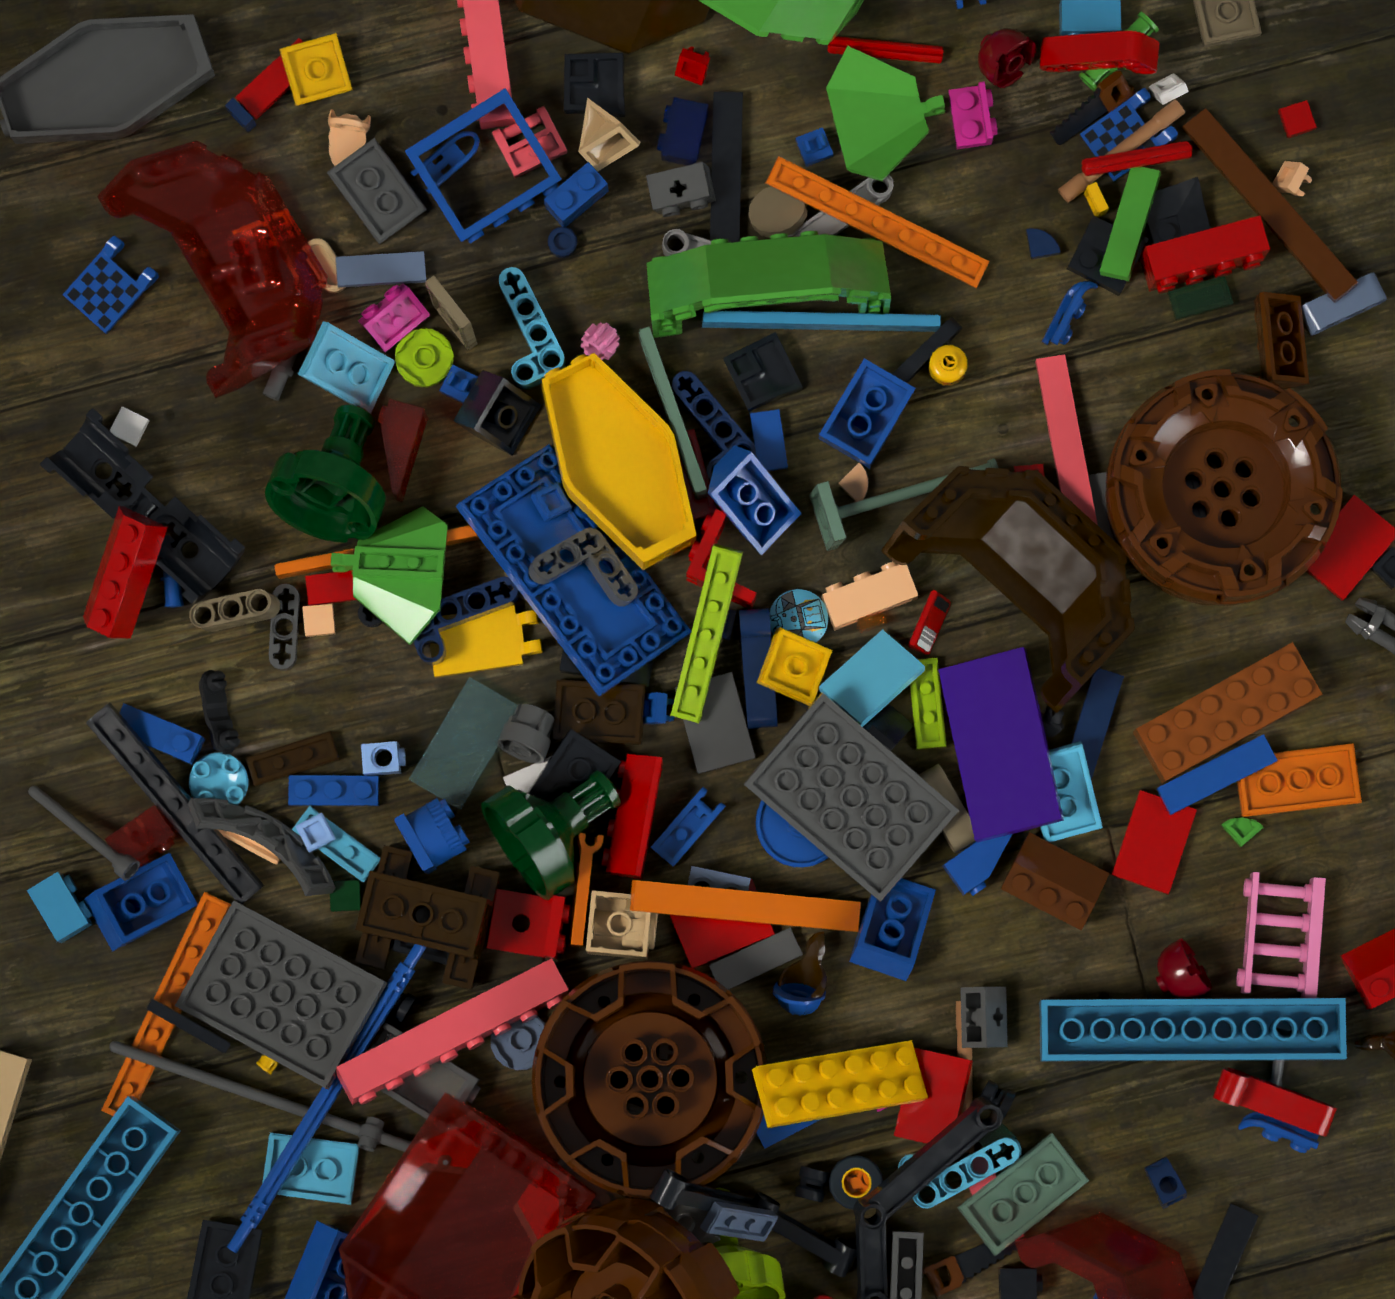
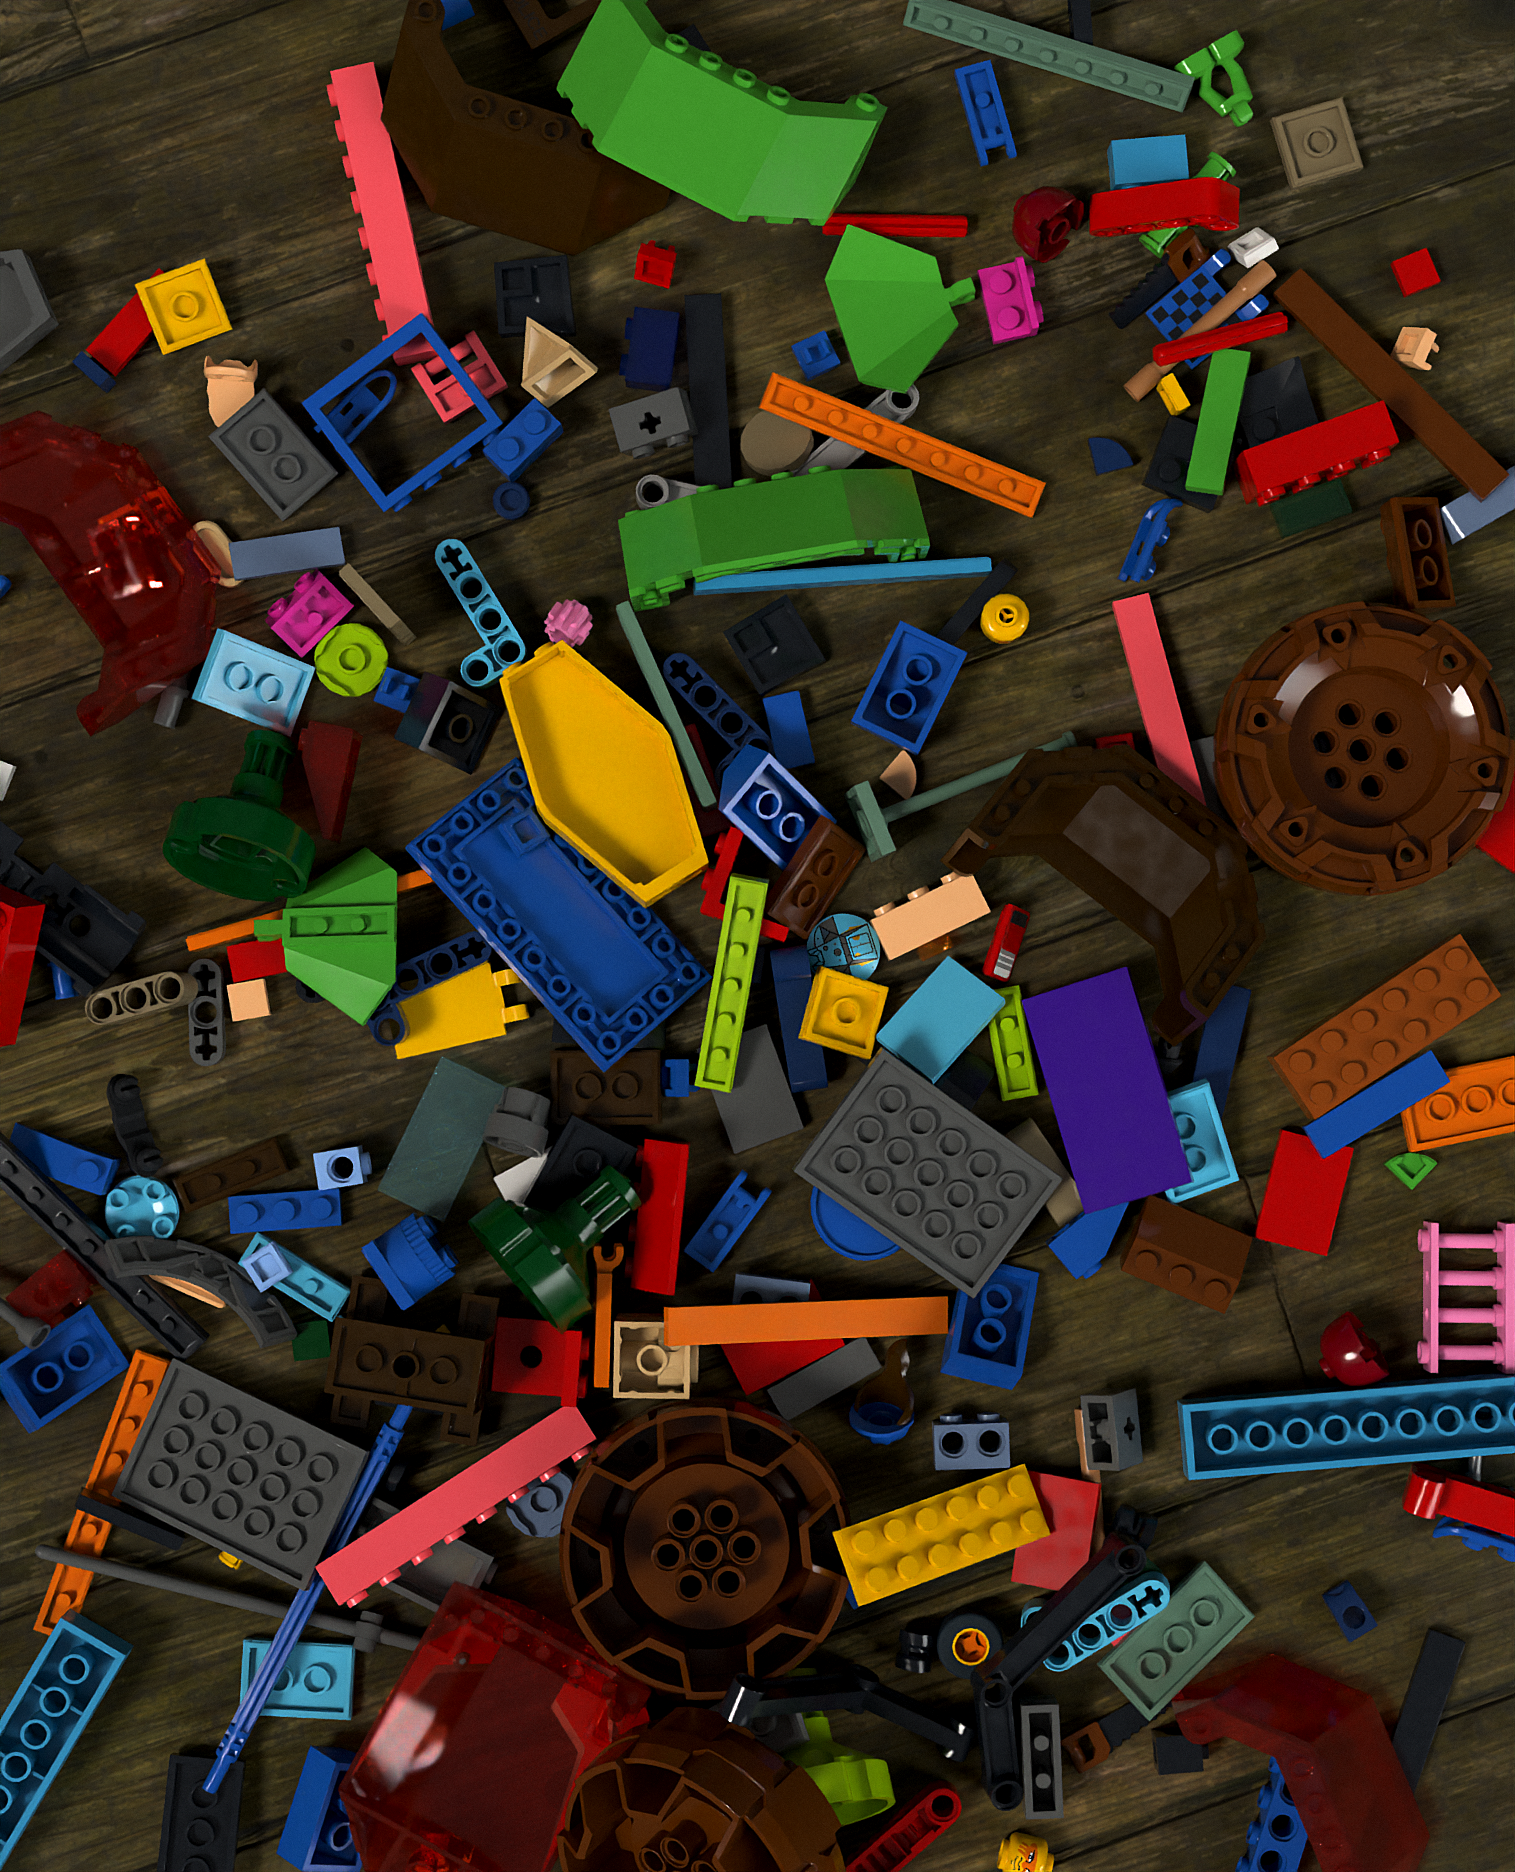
camera: 10 degrees left, 5 degrees up
(591, 557) = (580, 897): dark grey beam -> none
(739, 1221) = (831, 1715): sand blue tile -> none
(779, 556) = (813, 877): none -> reddish brown tile
(869, 1028) = (970, 1453): none -> sand blue brick

